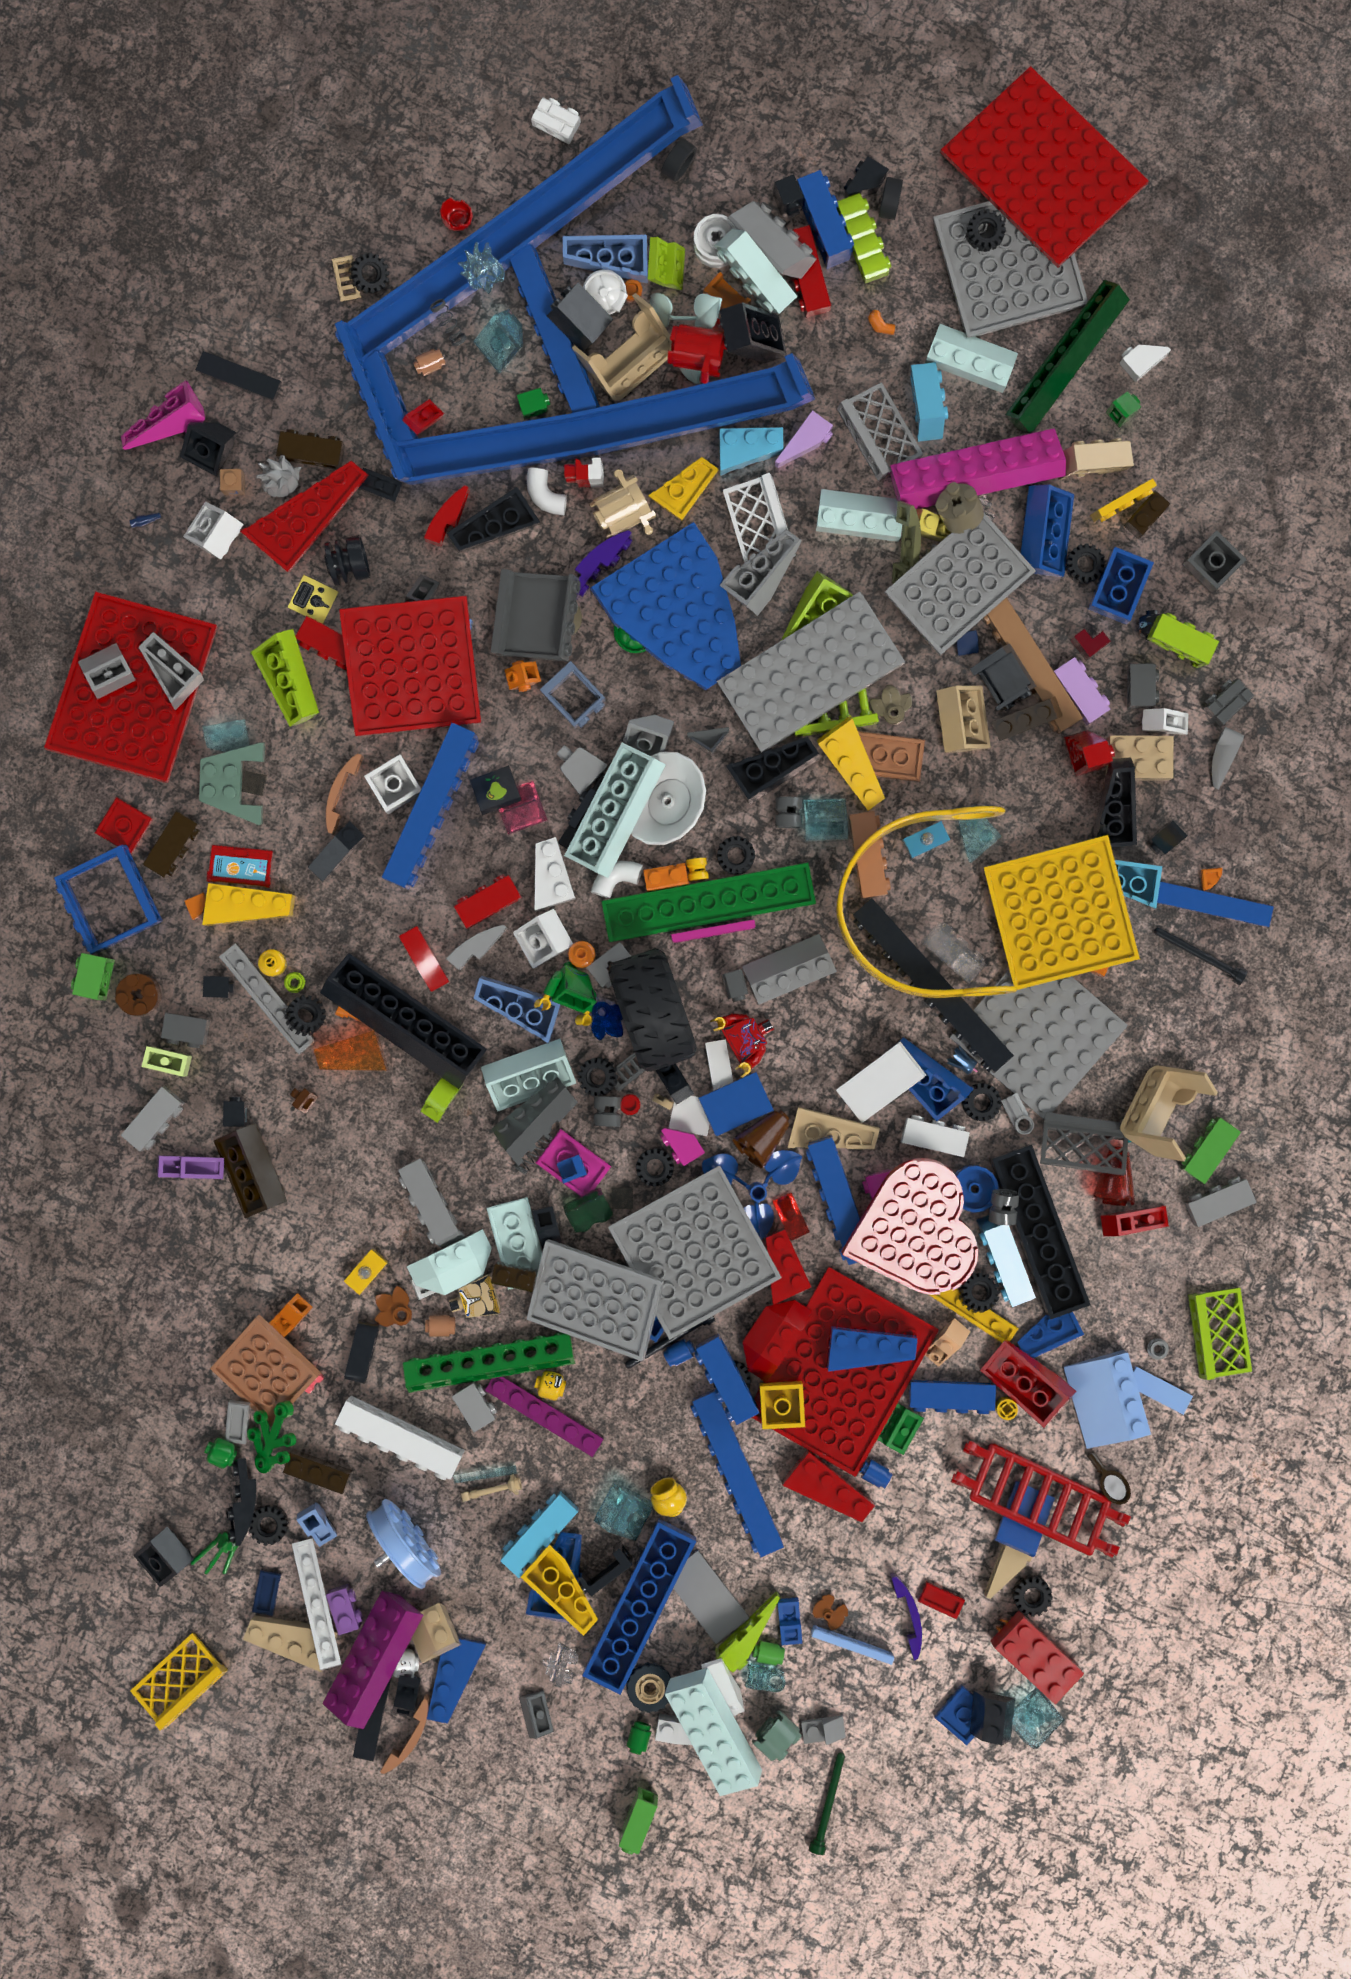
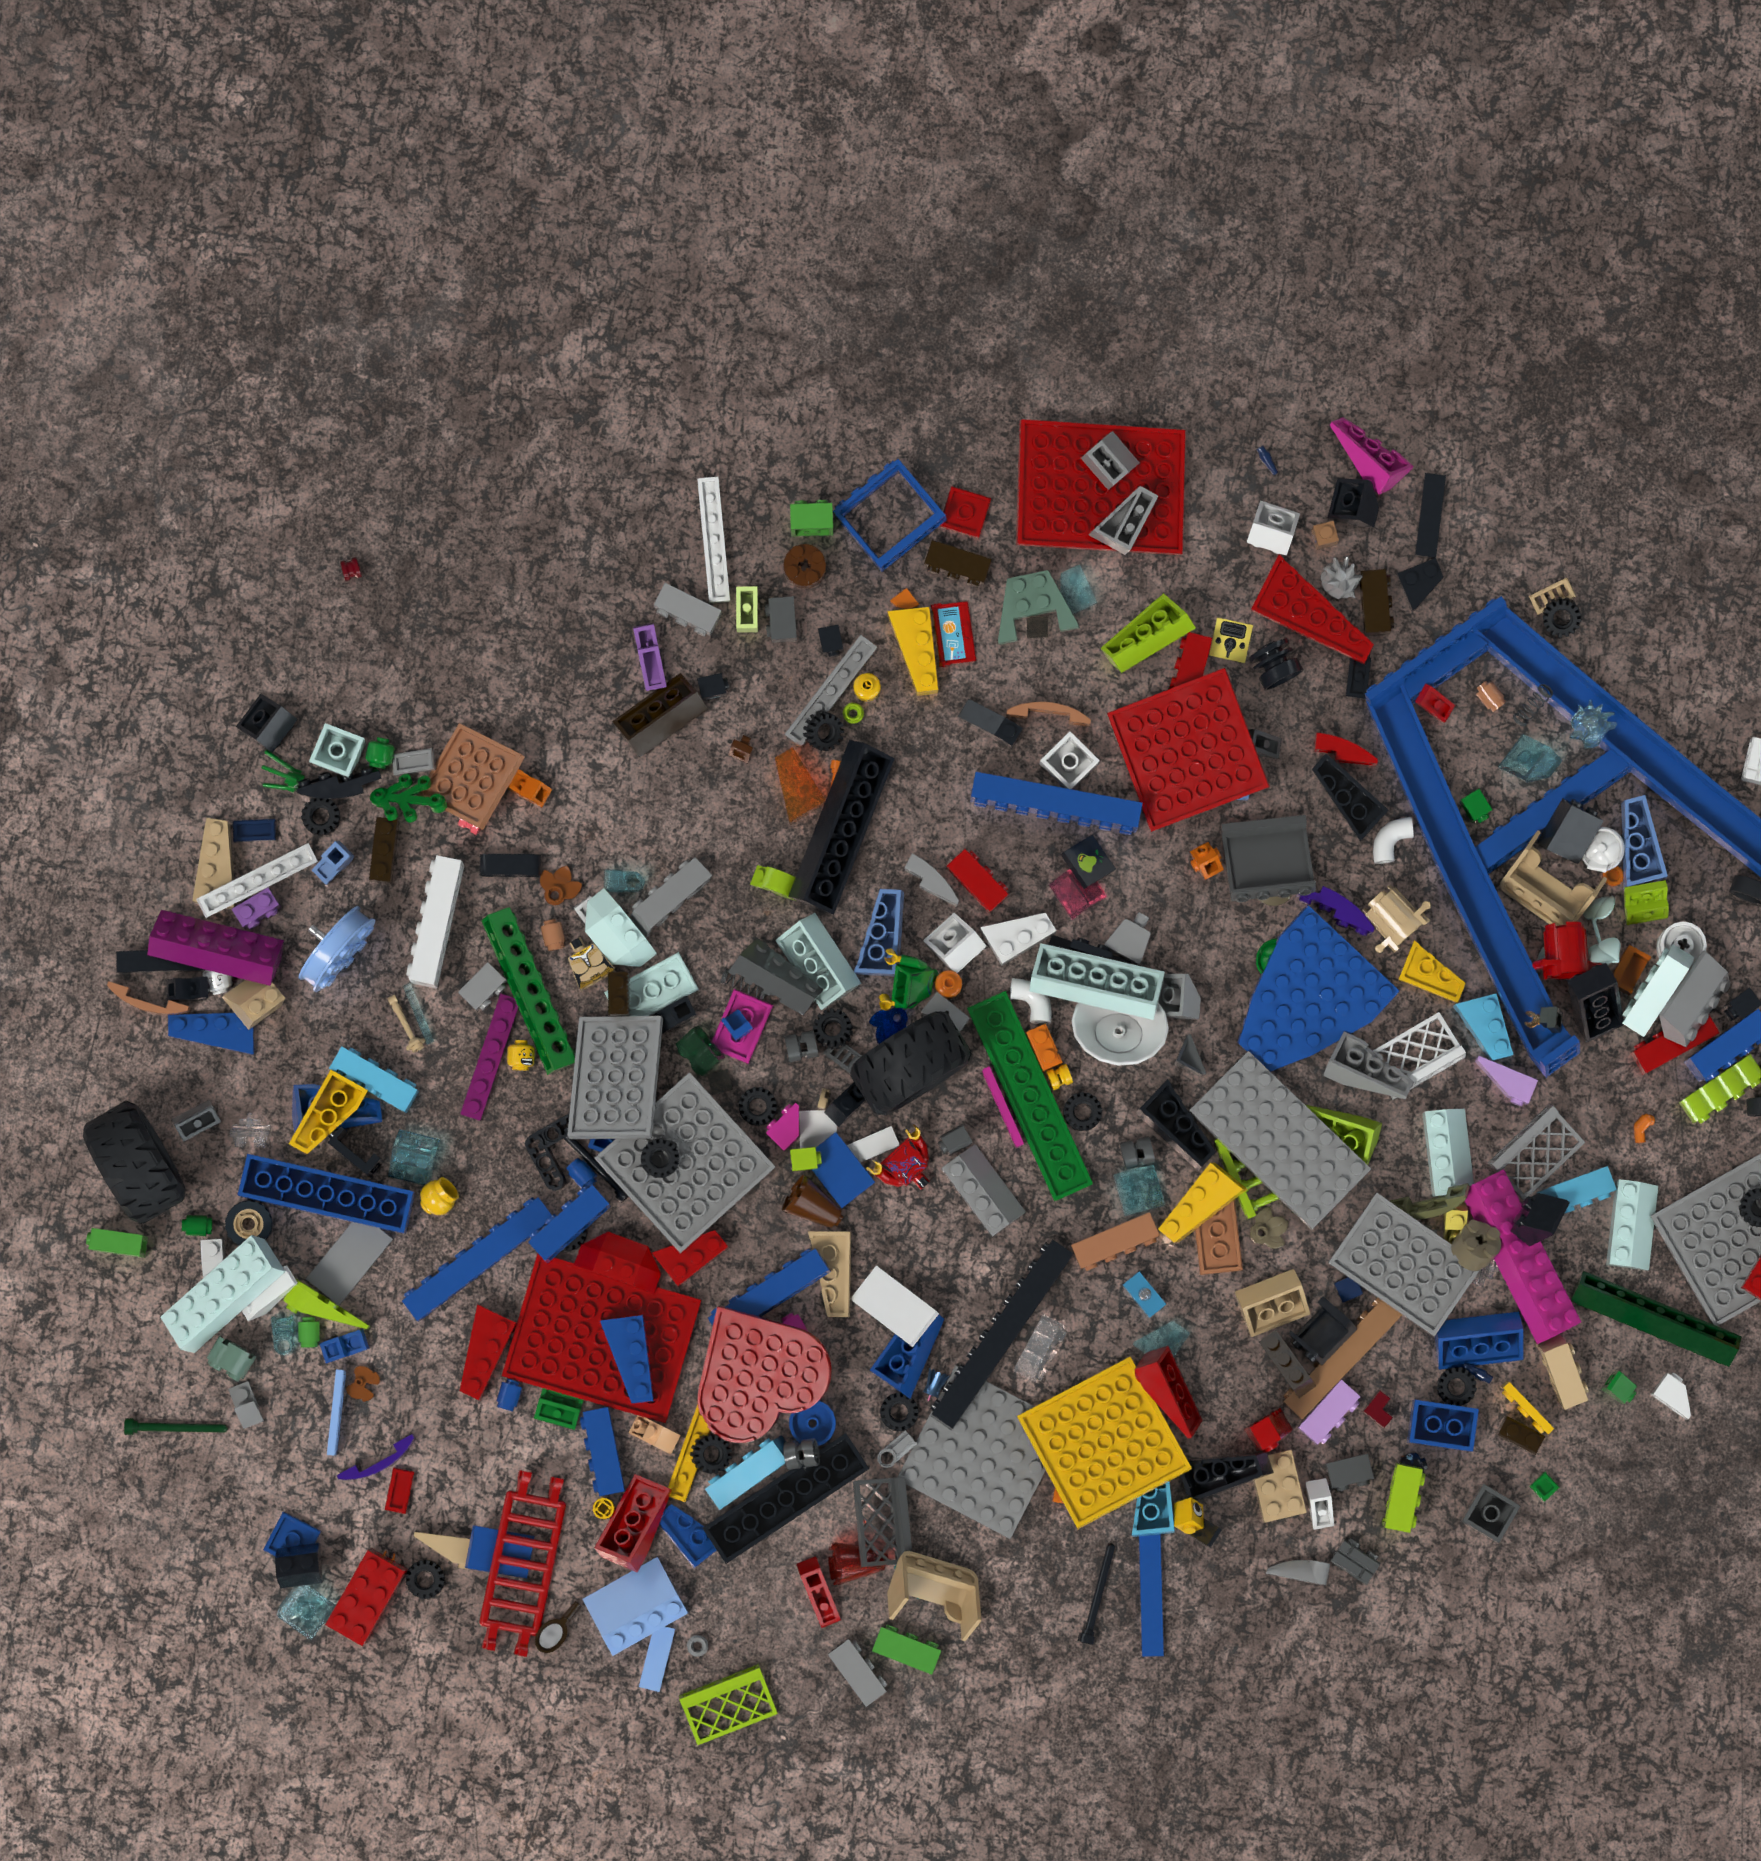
camera: 75 degrees right, 5 degrees down
(31, 1439) = (351, 569): none -> dark red wheel
(90, 1077) = (713, 540): none -> white plate
(185, 1698) = (142, 783): yellow fence -> none
(208, 1494) = (337, 750): none -> light aqua slope
(300, 402) = (1420, 581): none -> black wing
(366, 1271) = (589, 850): yellow piece -> none
(404, 1249) = (619, 881): none -> clear light blue piece
(424, 958) = (906, 832): red slope -> none
(456, 214) = (1641, 687): red hair -> none
(558, 680) = (1210, 896): sand blue window -> none
(565, 1793) = (134, 1162): none -> black tyre
(585, 475) = (1418, 875): hips -> none
(630, 1104) = (813, 1067): red tile -> none
(641, 1381) = (545, 1143): none -> black beam
(699, 1276) = (666, 1146): none -> black tyre
(718, 1134) = (805, 1159): none -> lime brick
(760, 378) = (1549, 1018): none -> pearl dark grey piece
(782, 1167) = (786, 1233): blue plant -> none
(782, 1405) = (556, 1284): yellow brick -> none
(791, 1216) = (741, 1251): clear red slope -> none
(935, 1136) = (855, 1373): white brick -> none
(948, 440) = (1539, 1218): none -> black slope
(977, 812) = (1175, 1315): yellow piece -> none
(1022, 839) = (1166, 1386): none -> red slope
(1077, 539) = (1479, 1373): none -> dark blue piece
(1150, 849) = (1188, 1515): none -> yellow brick
(1199, 505) = (1544, 1486): none -> green tile
(1210, 877) = (1176, 1586): orange tile -> none

